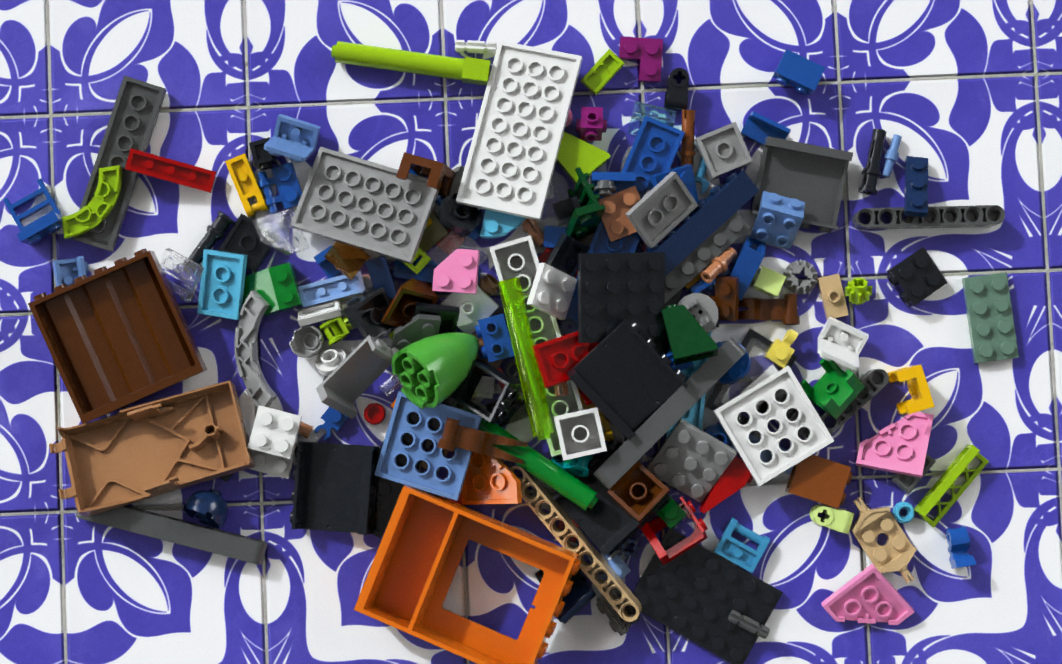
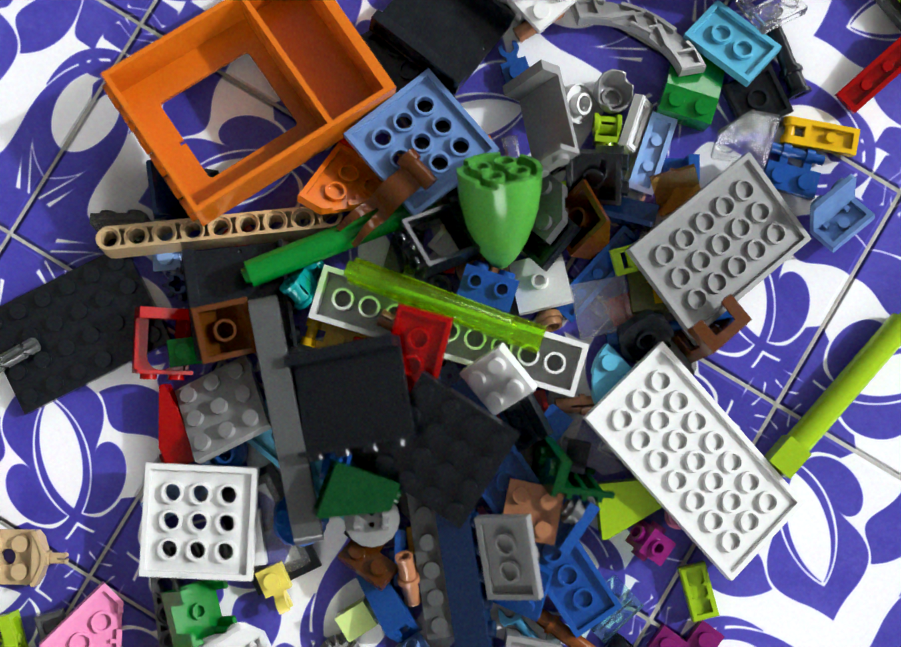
camera: 125 degrees right, 0 degrees up
(262, 158) = (838, 168): black bracket -> none
(374, 413) = (492, 114): red tile -> none
(457, 272) = (583, 293): bright pink plate -> none
(475, 46) = (812, 473): white axle -> none
(580, 433) = (326, 307): white brick -> none
(739, 552) = (97, 396): dark azure plate -> none
(771, 309) = (325, 602): reddish brown flag -> none
(820, 480) = (110, 531): dark orange brick -> none
(834, 518) = (63, 519): yellowish green piece -> none
(909, 512) = (13, 598): medium azure plate -> none

